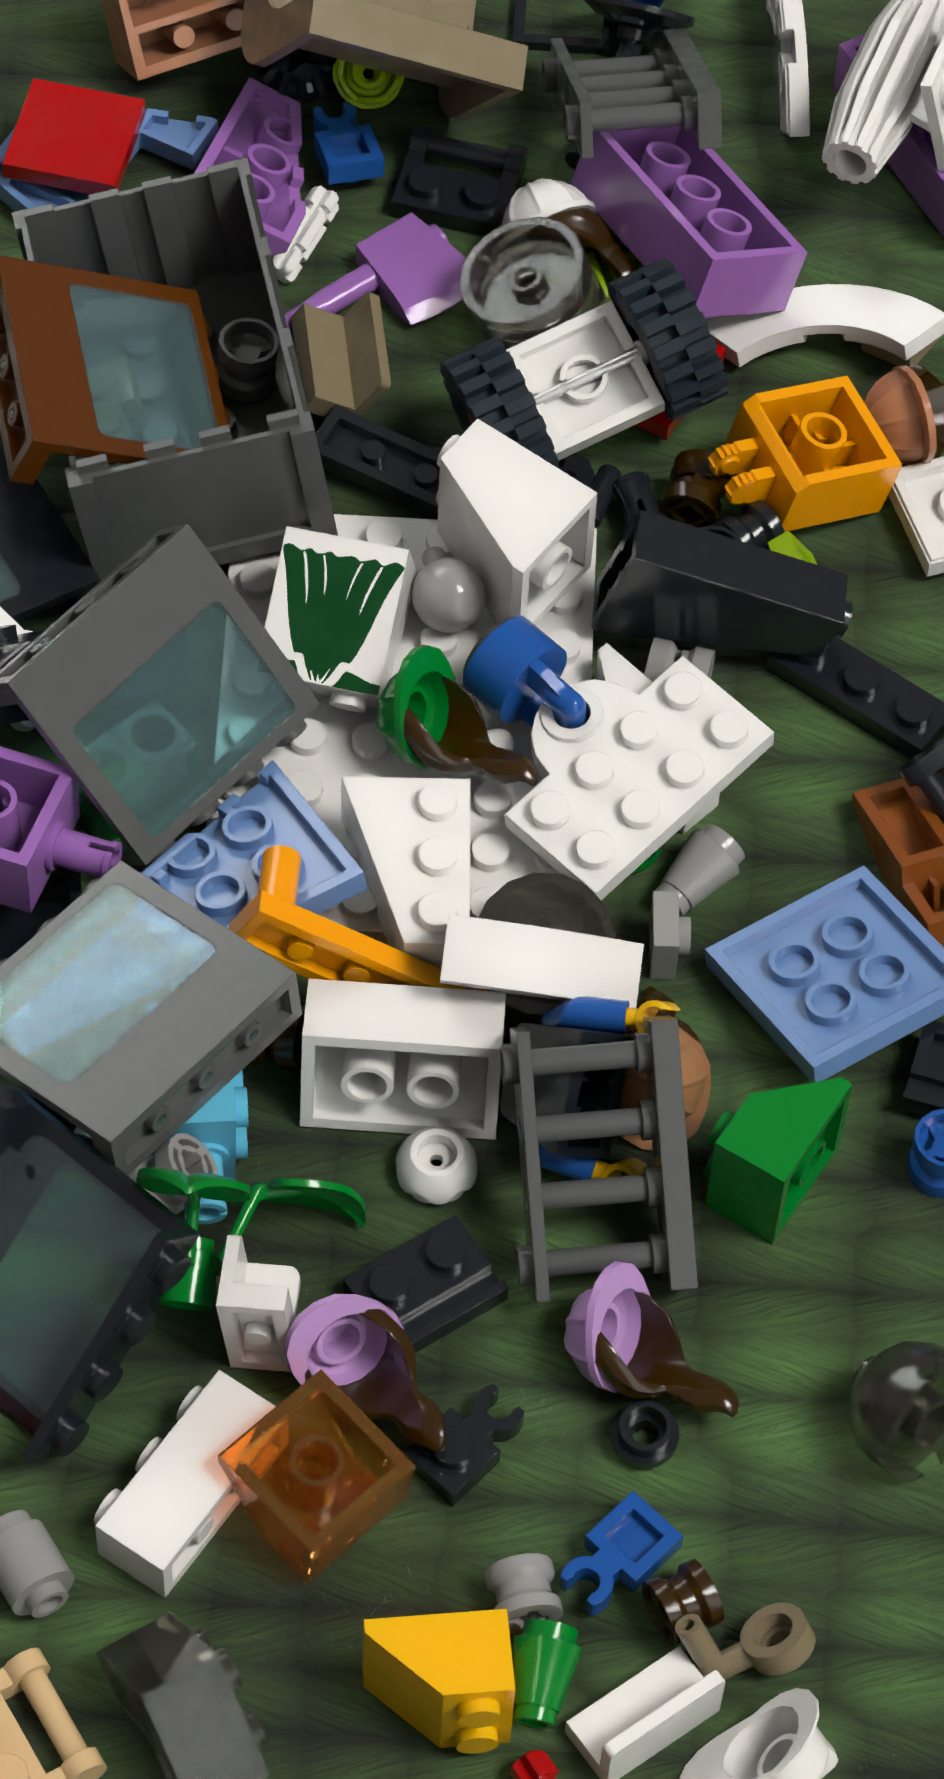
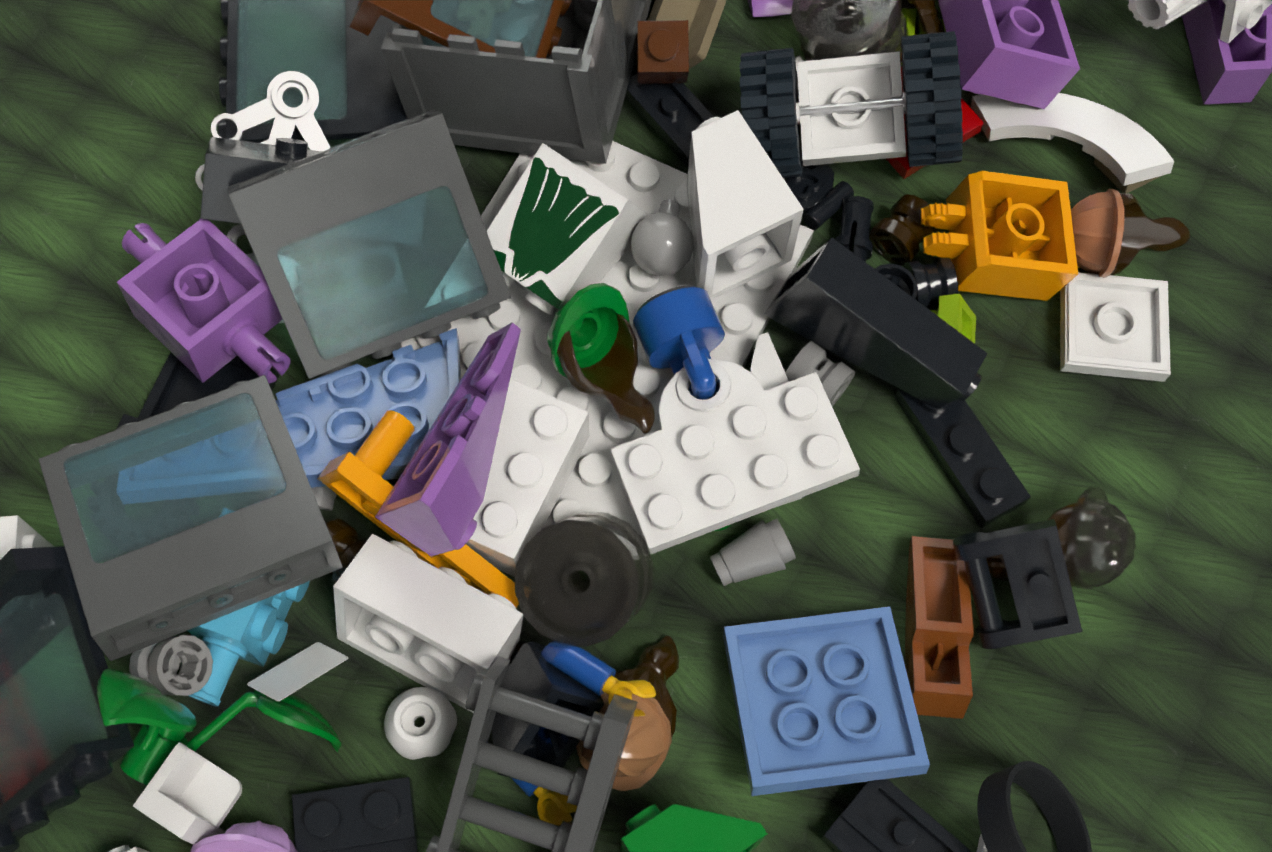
camera: 25 degrees right, 10 degrees up
(287, 1157) = (297, 671): none -> white sticker
(346, 394) = (663, 51): none -> reddish brown brick
(365, 863) = (451, 467): none -> medium lavender wedge
(539, 961) = (556, 602): white slope -> none
(667, 935) = (700, 601): light grey plate -> none

